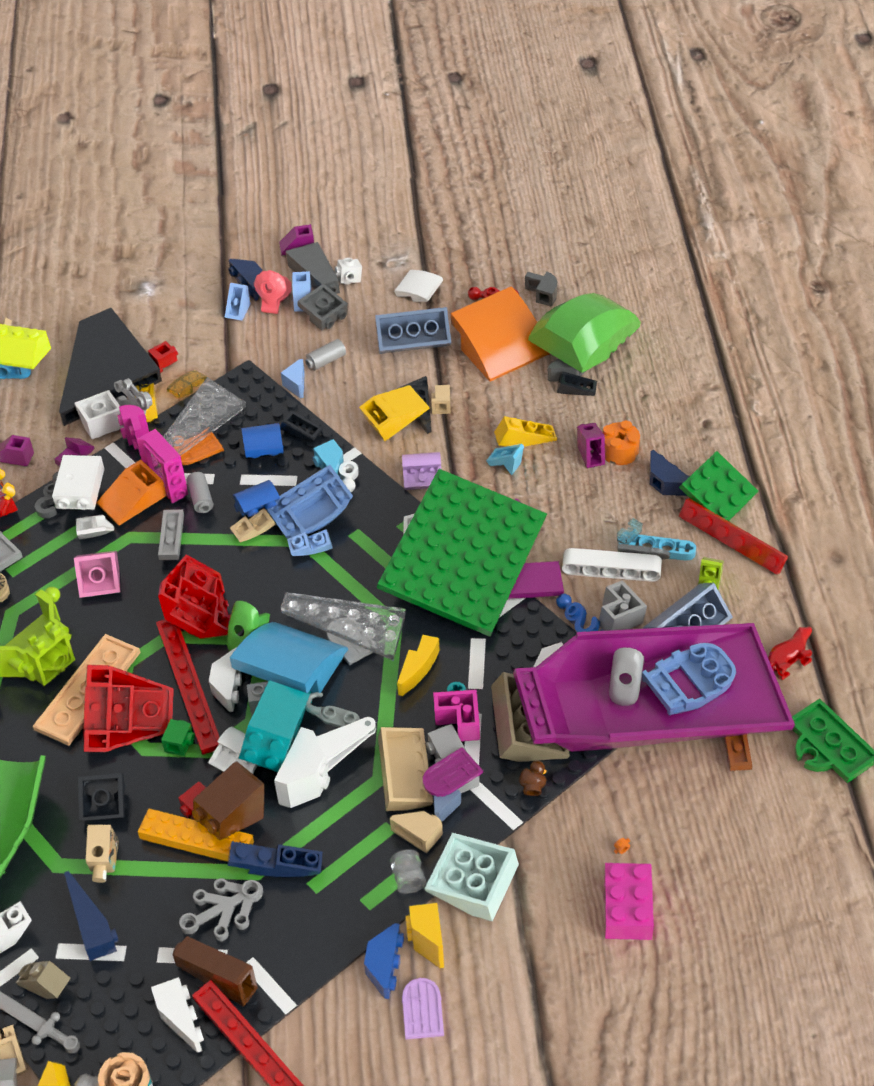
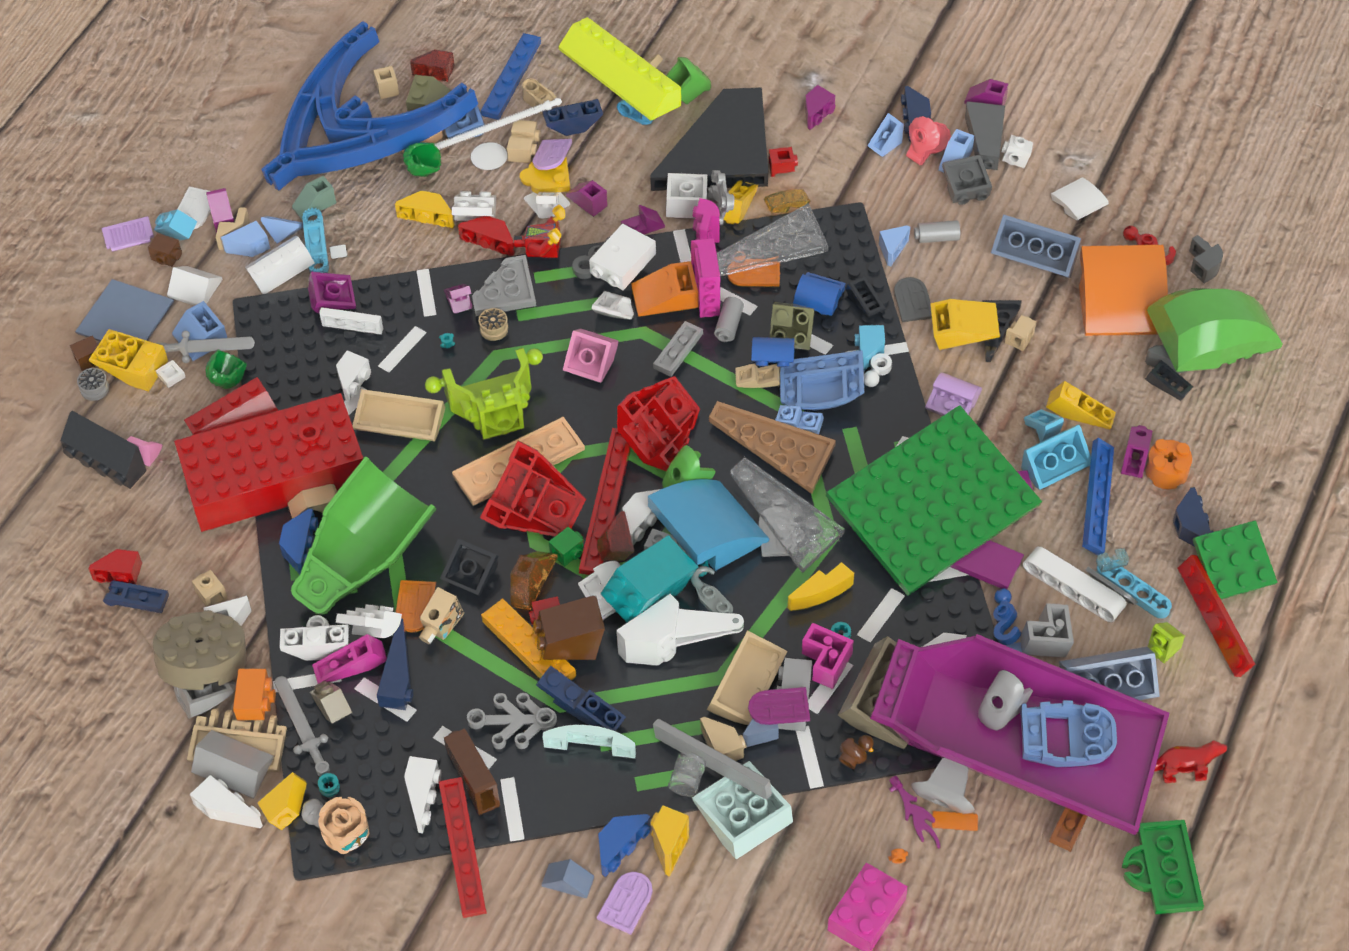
camera: 30 degrees right, 5 degrees up
(39, 933) = (351, 660): none -> dark pink slope
(40, 318) = (690, 79): none -> bright green piece
(40, 887) = (371, 621): none -> white brick
(67, 854) = (412, 602): none -> orange window
(81, 1051) = (326, 778): none -> teal bush
(162, 779) = (529, 578): none -> clear orange slope
(165, 303) = (818, 105): none -> magenta slope
(219, 709) = (615, 540): none -> clear red slope
(255, 470) = (792, 322): none -> olive slope
(315, 569) = (785, 447): none -> medium nougat wing
(331, 876) = (592, 735): none -> light aqua slope
(338, 414) = (912, 299): none -> dark grey window
(358, 1017) = (568, 878): none -> sand blue slope
(423, 845) = (713, 759): none -> light grey tile
(533, 477) = (1056, 457): none -> medium azure slope
(584, 492) = (1098, 497): none -> blue plate
(614, 803) = (919, 814): none -> magenta piece
(626, 768) = (946, 787): none -> light grey piece
(645, 794) = (955, 821): none -> orange sticker

